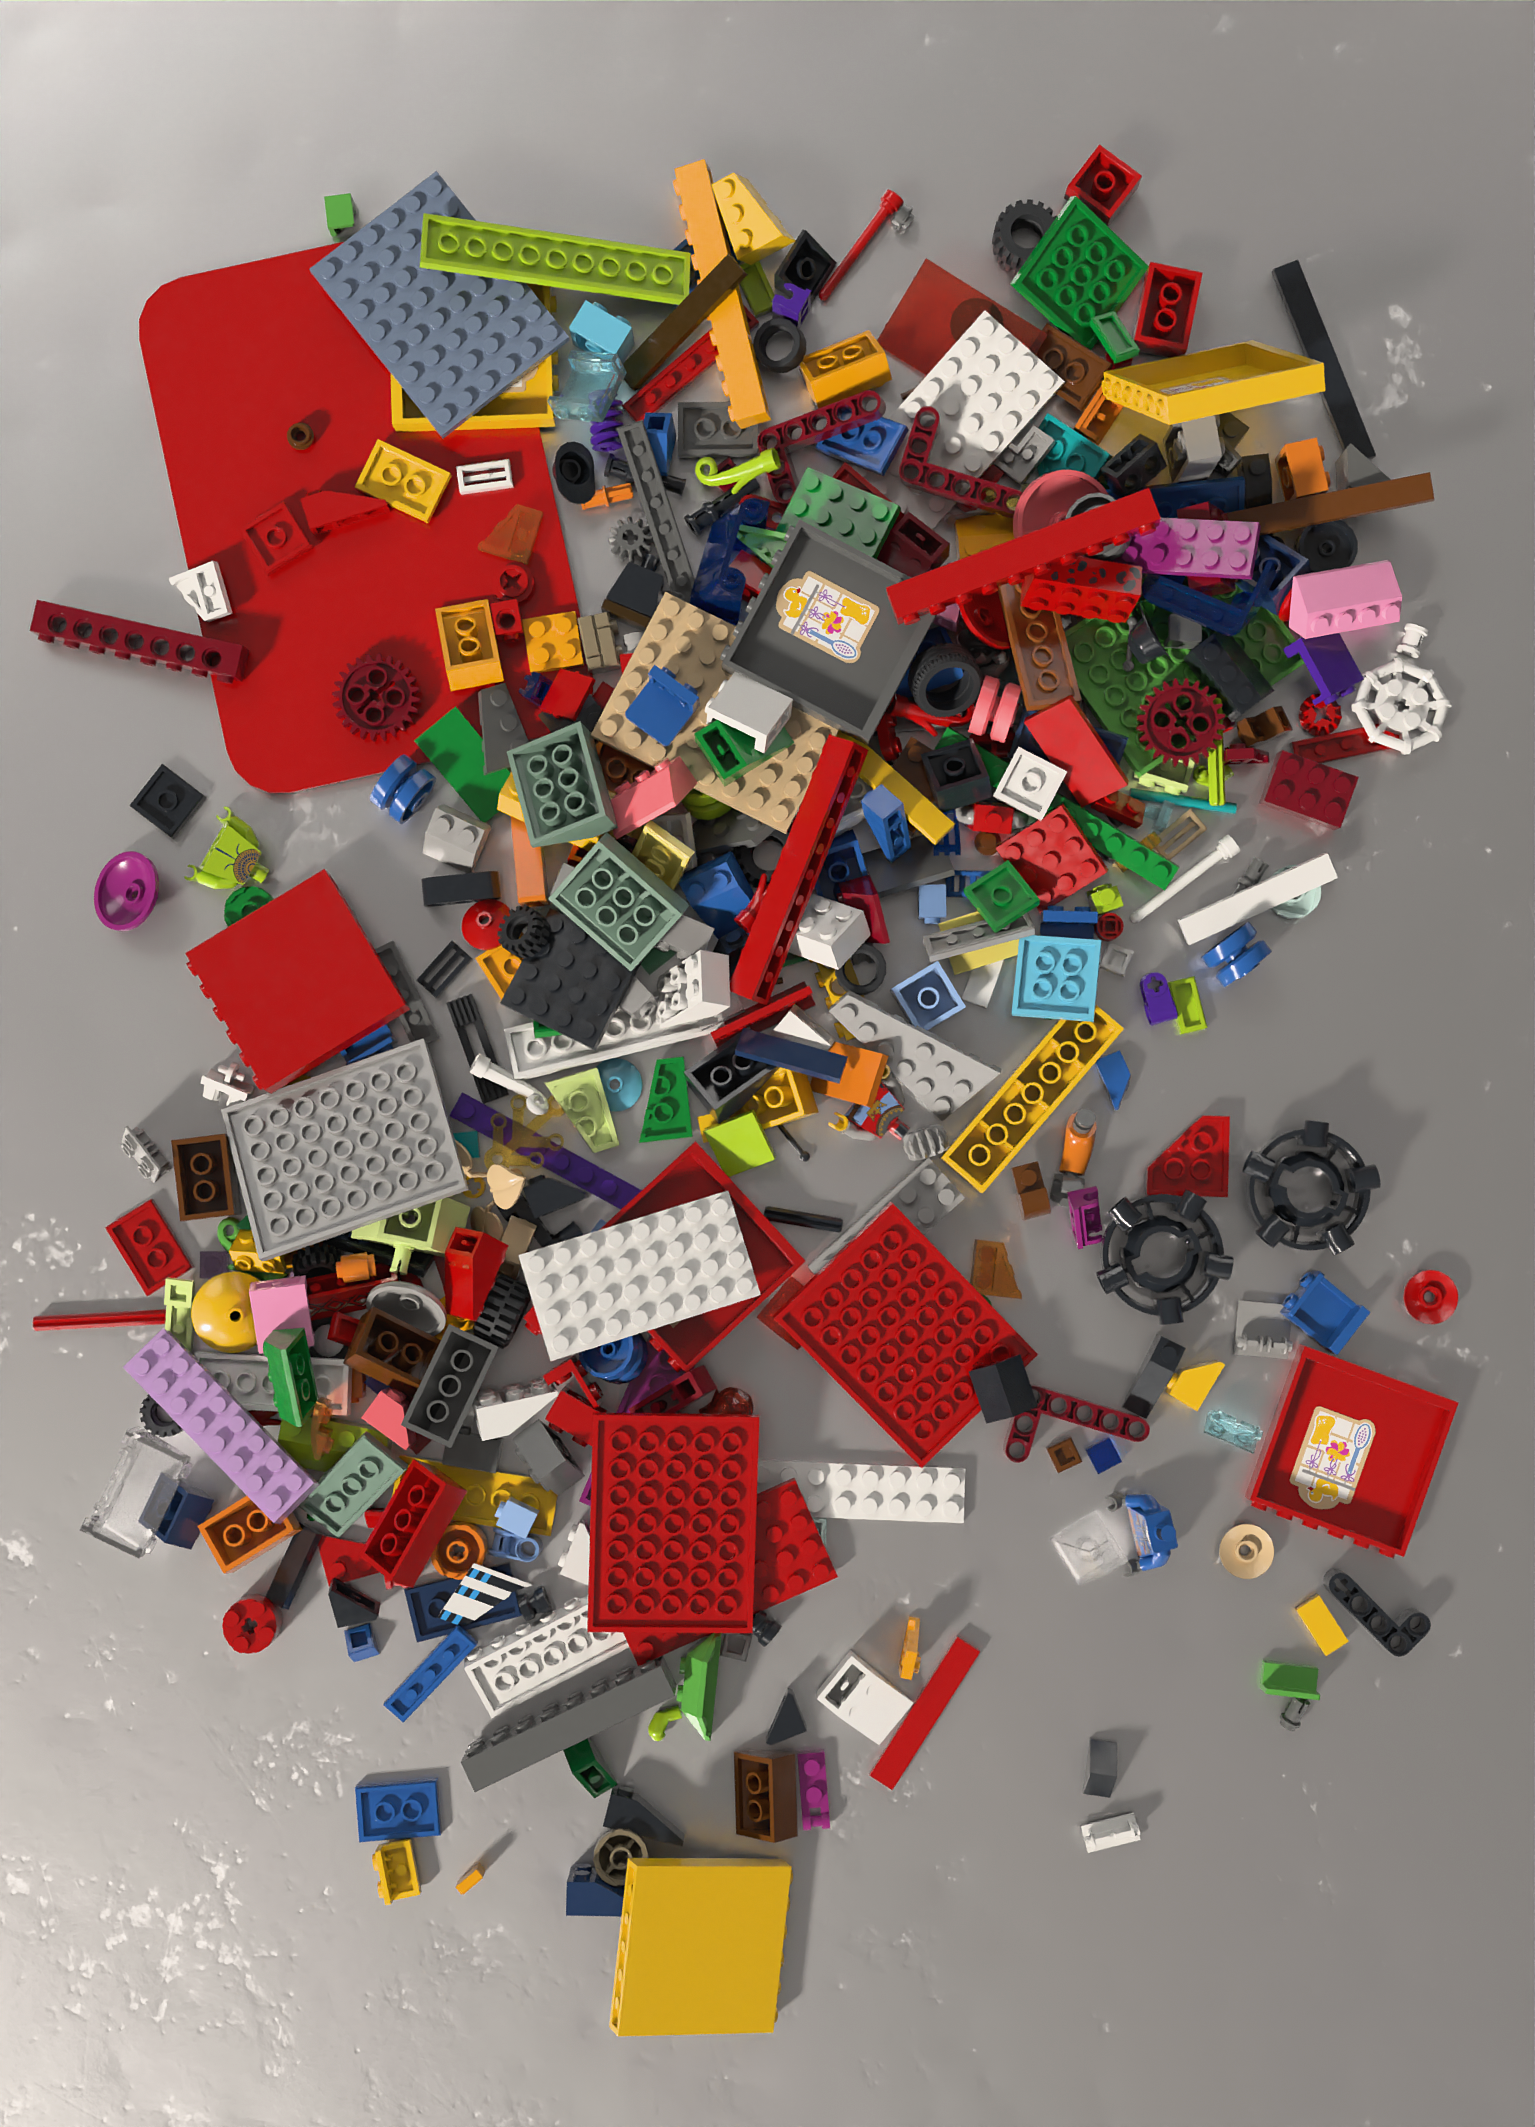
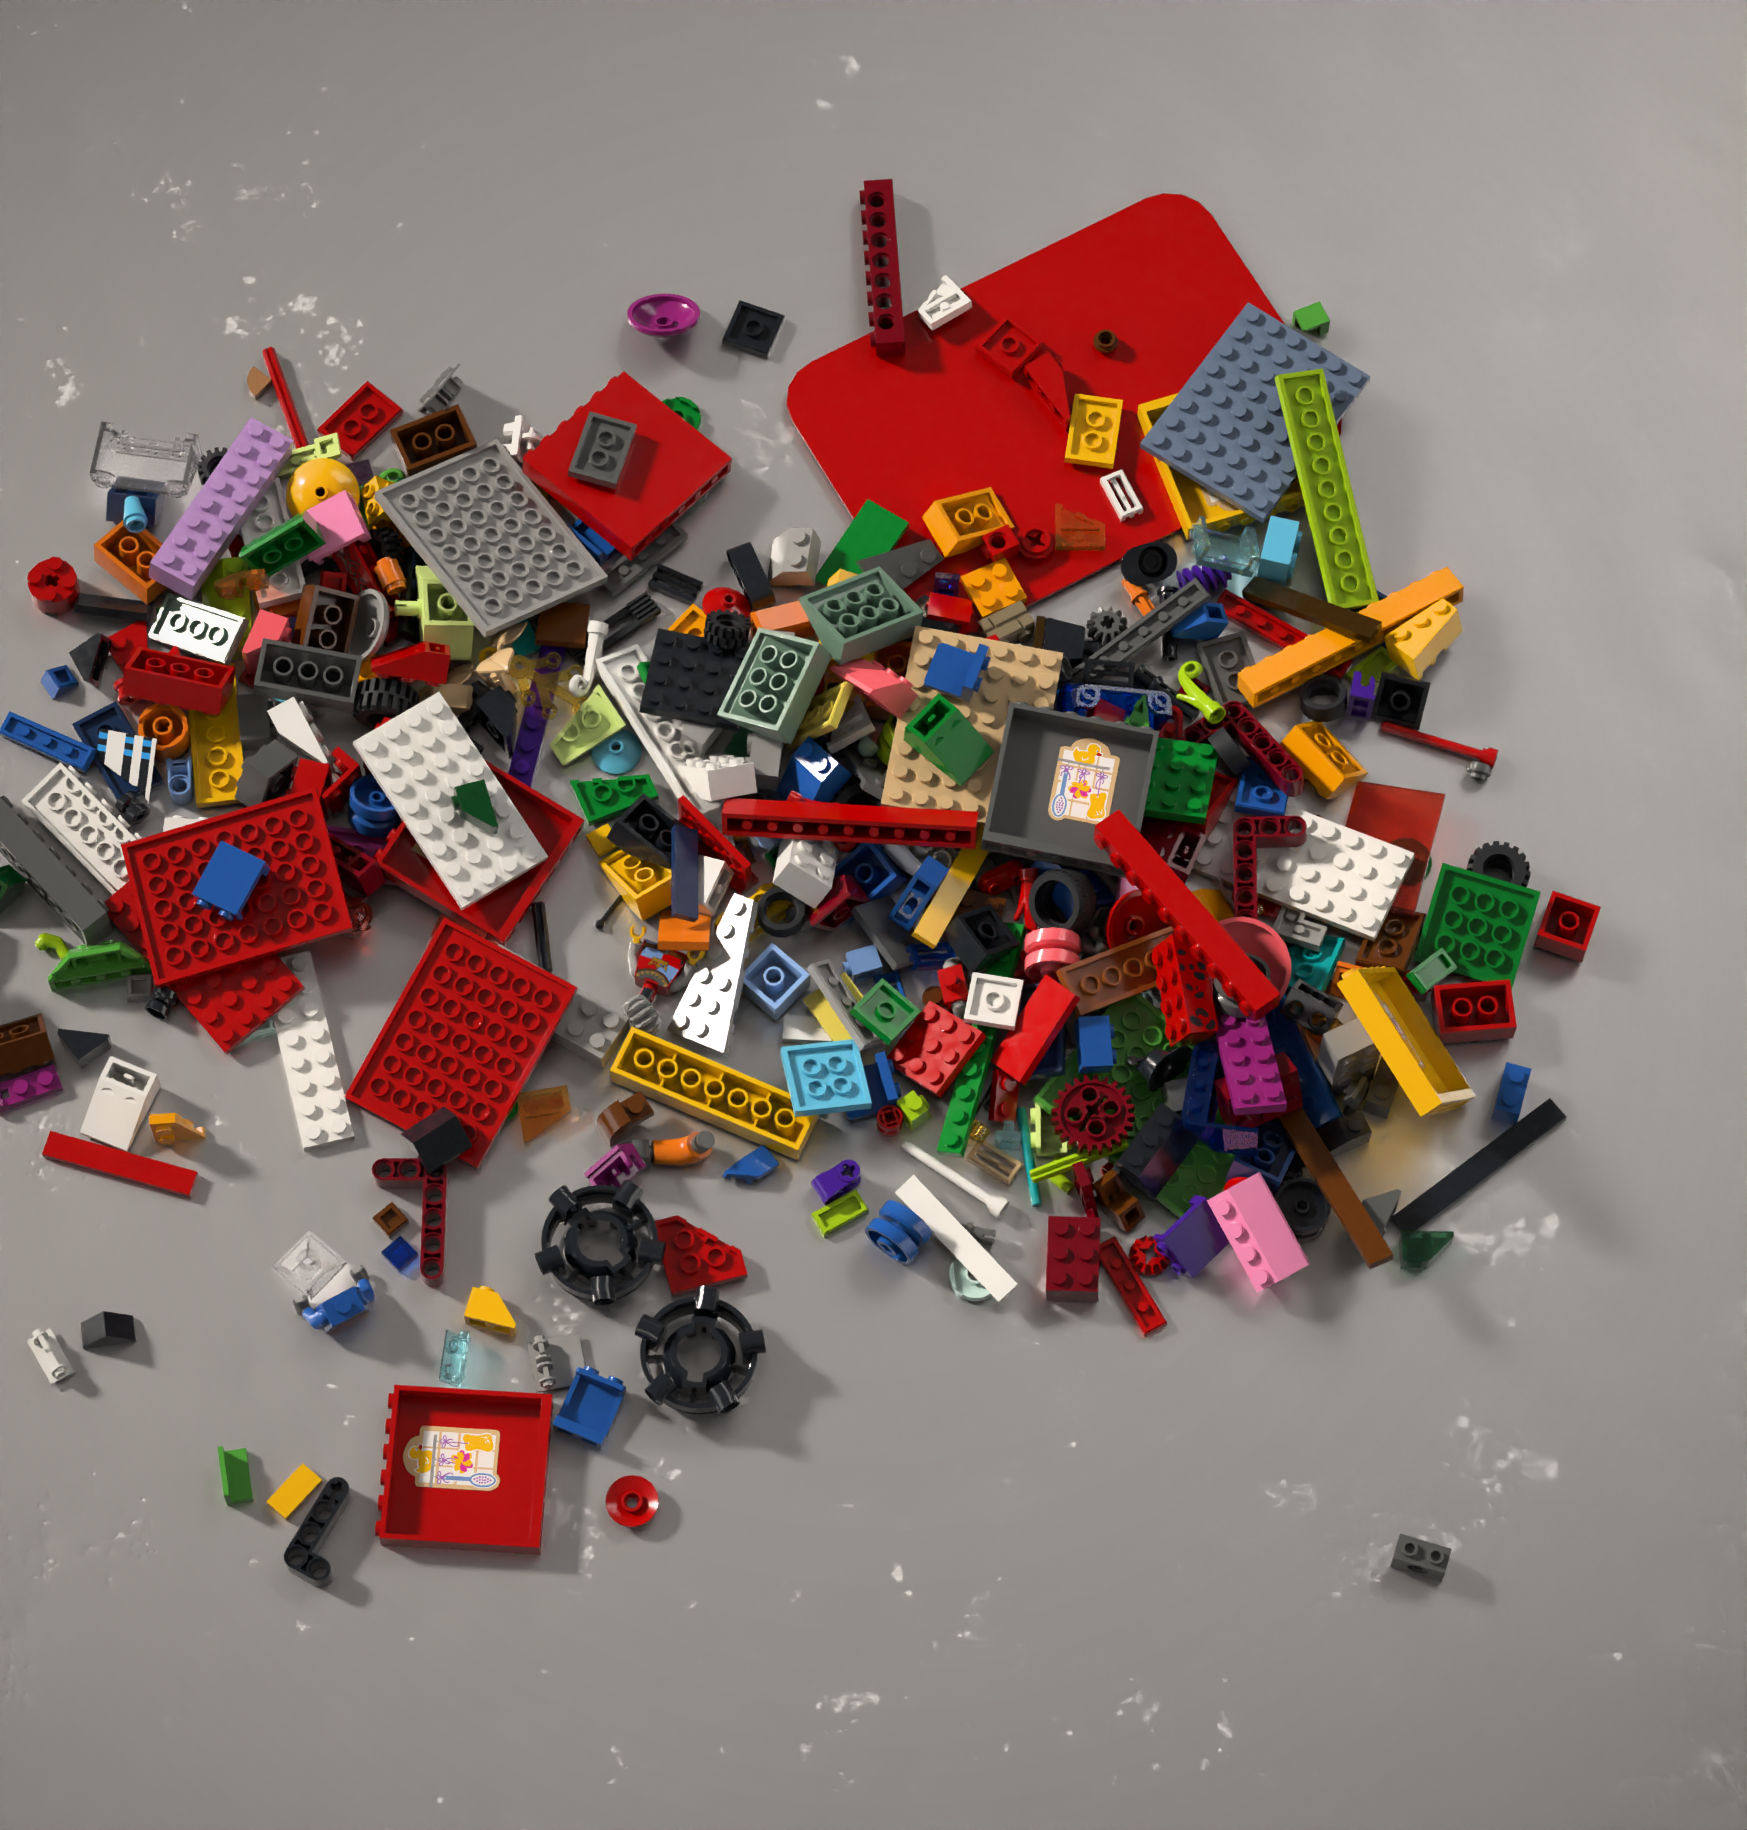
camera: 70 degrees right, 20 degrees down
(70, 1345) = (257, 382): none -> medium nougat tile
(204, 1522) = (134, 515): none -> medium azure cone
(231, 856) = (720, 387): lime torso -> none
(280, 1003) = (602, 450): none -> dark grey plate
(361, 679) = (896, 461): dark red gear -> none
(402, 789) = (822, 502): blue wheel -> none
(465, 1099) = (563, 626): none -> reddish brown tile
(516, 1517) = (206, 767): light blue brick -> none
(661, 1252) = (475, 805): none -> dark green slope
(672, 1531) = (229, 881): none -> blue panel
(673, 568) = (1087, 671): none -> black tile
(703, 827) = (867, 747): none -> sand green hinge
(739, 1143) = (593, 861): lime tile -> none
(750, 709) = (975, 736): white panel -> none
(816, 459) = (1229, 751): none -> black tyre
(1110, 696) = (1094, 1044): none -> blue brick
(1116, 959) = (863, 1139): white tile -> none
(1153, 1376) = (499, 1274): black slope -> none
(1256, 1560) = (345, 1389): tan dish -> none
(1260, 304) = (1511, 1093): none -> blue brick
(1291, 1718) = (199, 1486): dark grey pin -> none
(1302, 469) = (1368, 1165): orange brick -> none
(1396, 446) = (1422, 1248): none -> clear green slope
(1411, 695) = (1190, 1310): white plate -> none
(1412, 640) = (1246, 1315): white bush -> none

